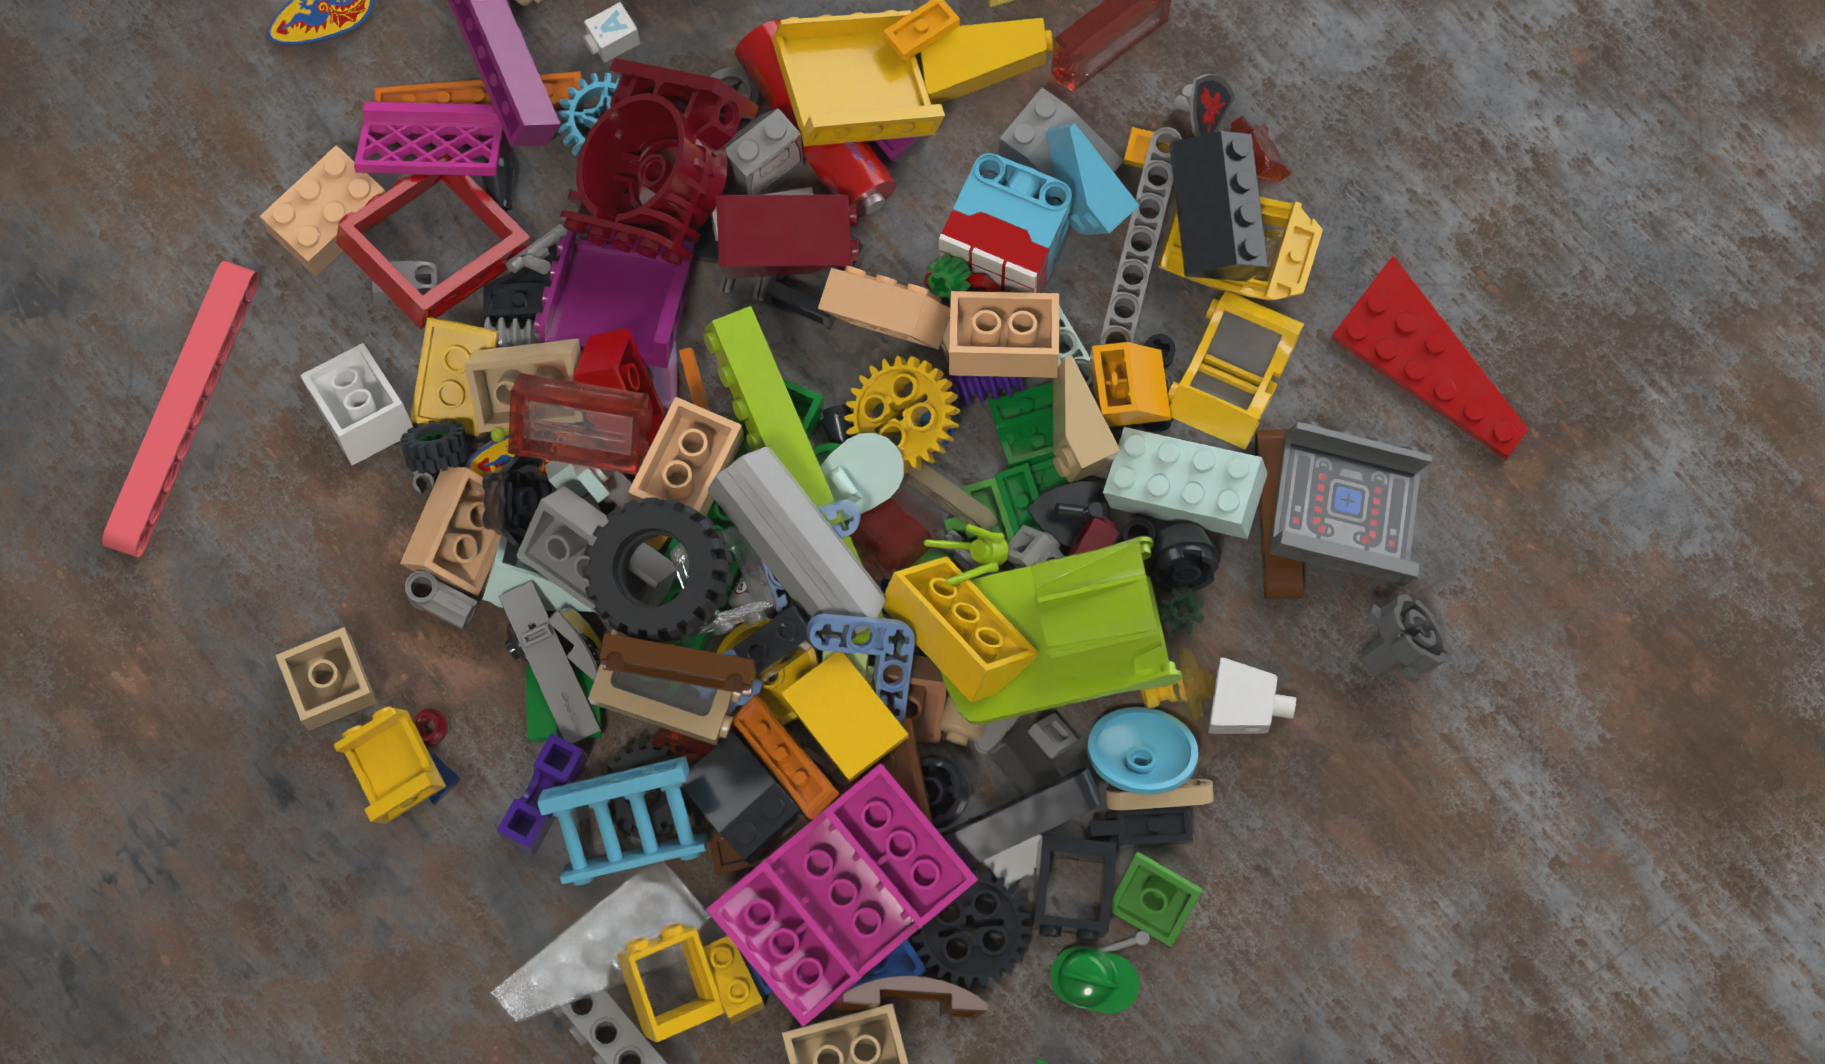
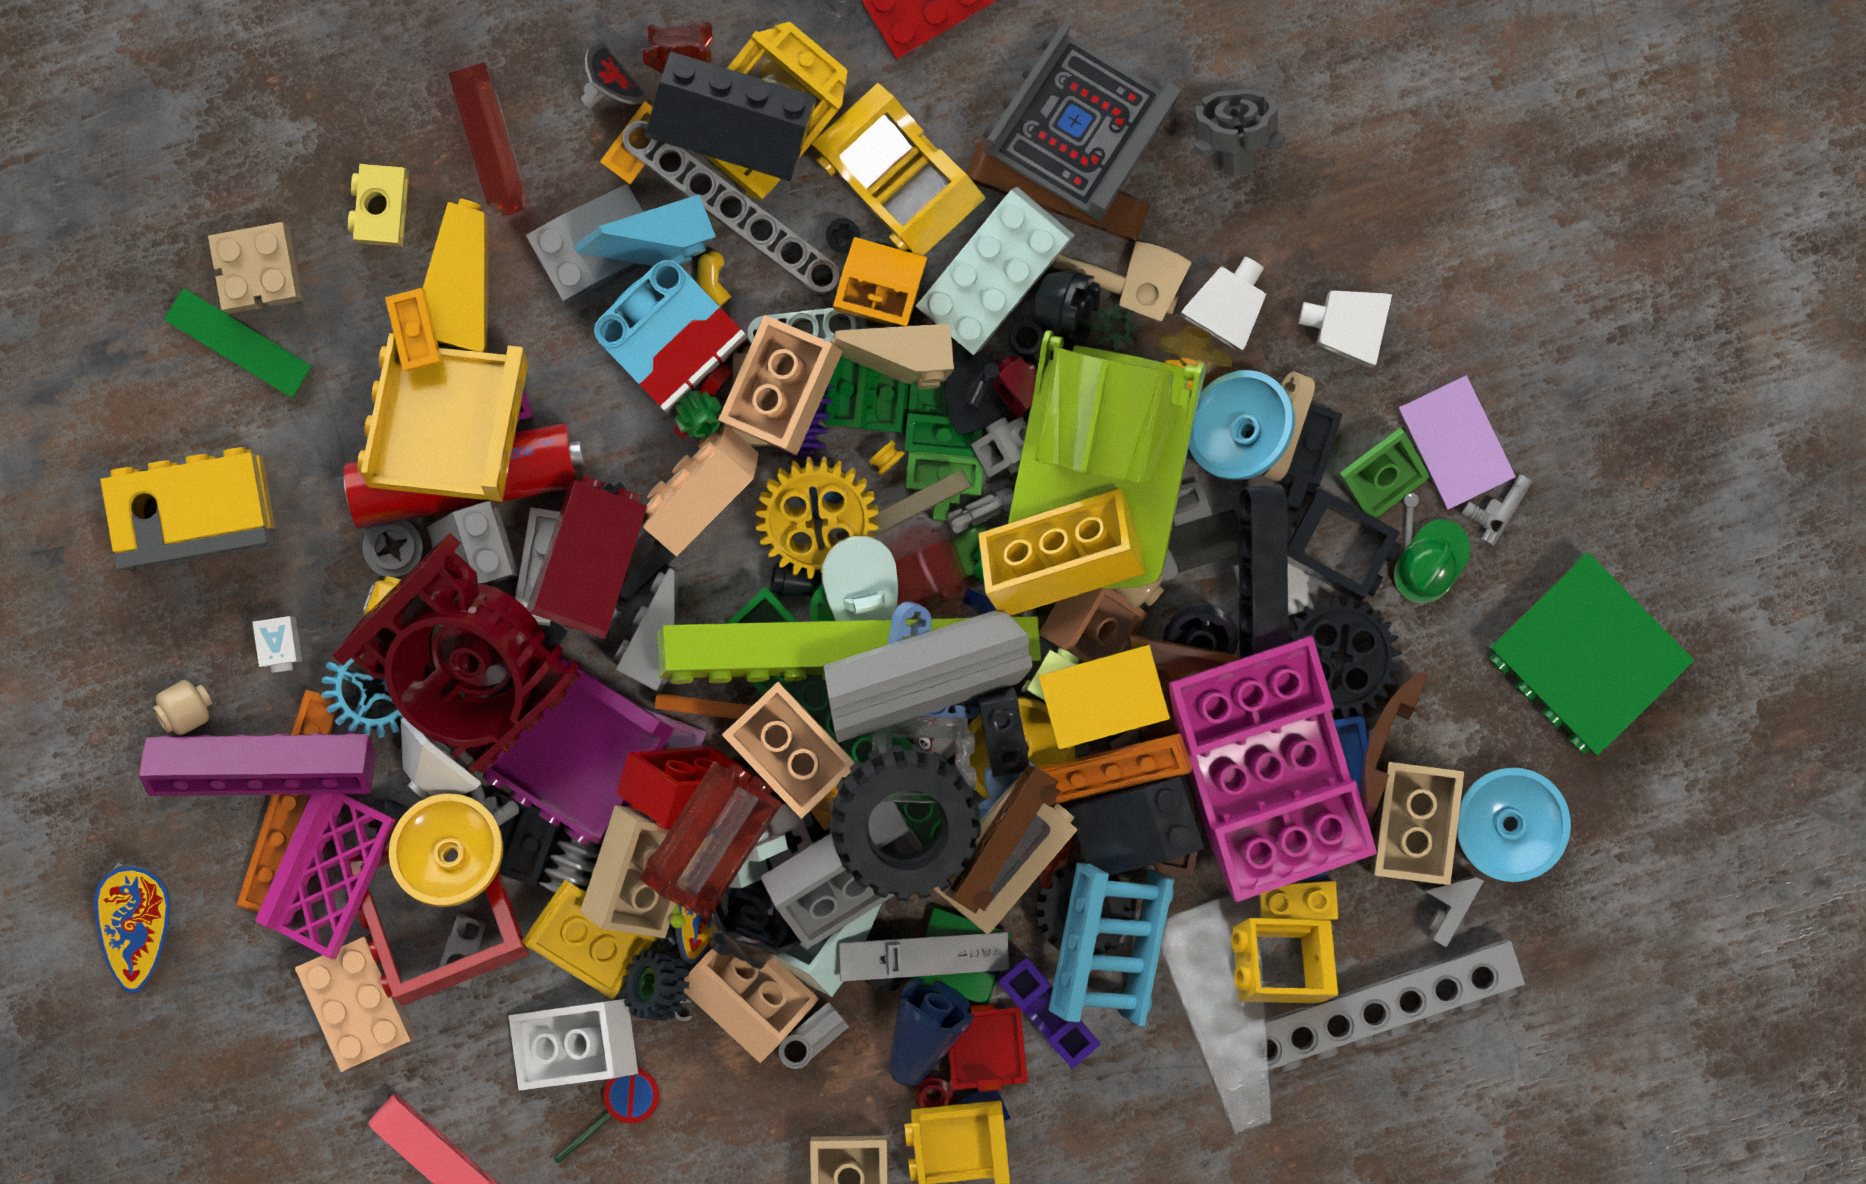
camera: 65 degrees left, 15 degrees up
(325, 471) = (627, 1099): none -> piece
(485, 204) = (432, 832): none -> yellow dish
(485, 689) = (925, 1029): none -> dark blue cone
(488, 755) = (989, 1050): none -> red piece
(550, 189) = (432, 765): none -> white slope
(585, 641) = (930, 913): light grey slope -> none
(778, 320) = (640, 655): none -> light grey slope
(877, 644) = (1050, 638): medium blue beam -> none
(980, 462) = (886, 458): none -> yellow bush
(986, 550) = (984, 494): lime plant -> none
(1071, 255) = (707, 277): none -> yellow arm
(1166, 1021) = (1498, 511): none -> light grey hose
(1212, 957) = (1456, 442): none -> lavender tile
(1236, 626) = (1149, 283): none -> tan piece
(1277, 815) = (1349, 324): none -> white torso

